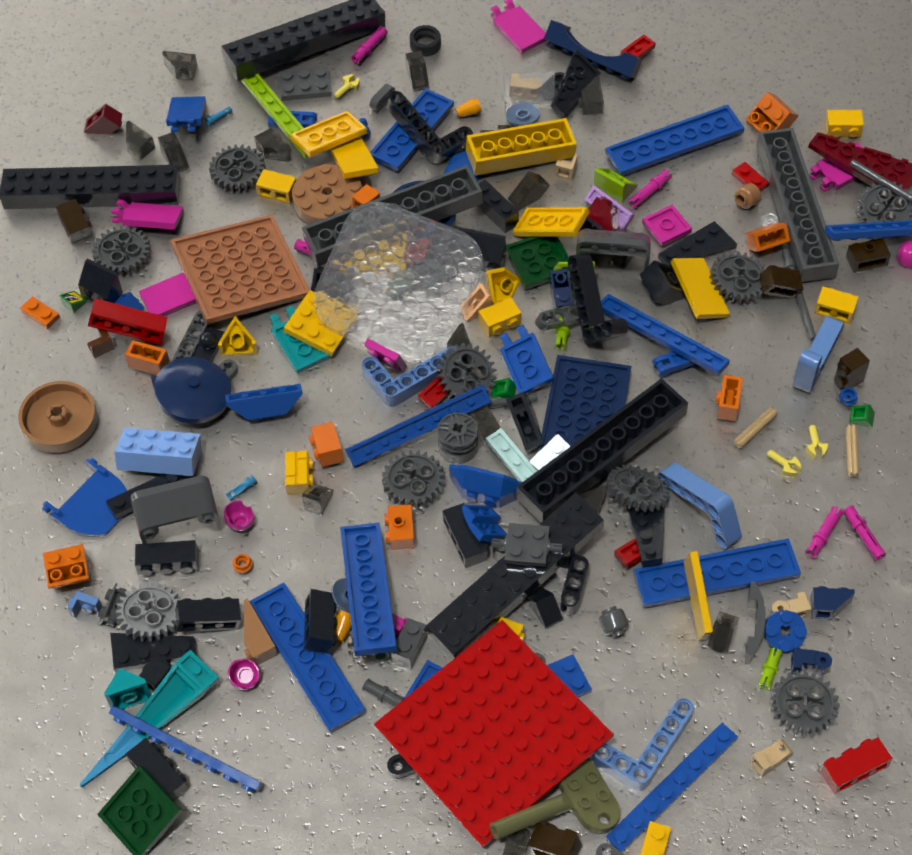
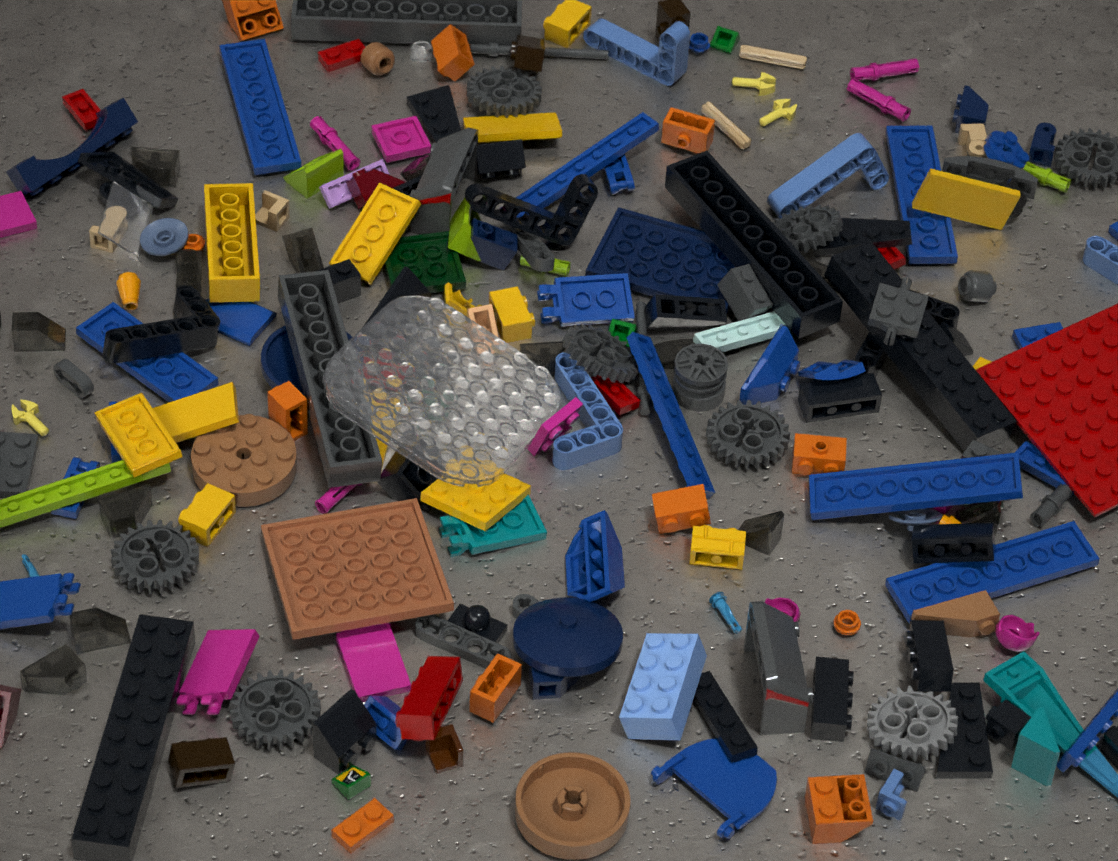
camera: 85 degrees left, 10 degrees down
(237, 340) = (484, 583): yellow slope -> none

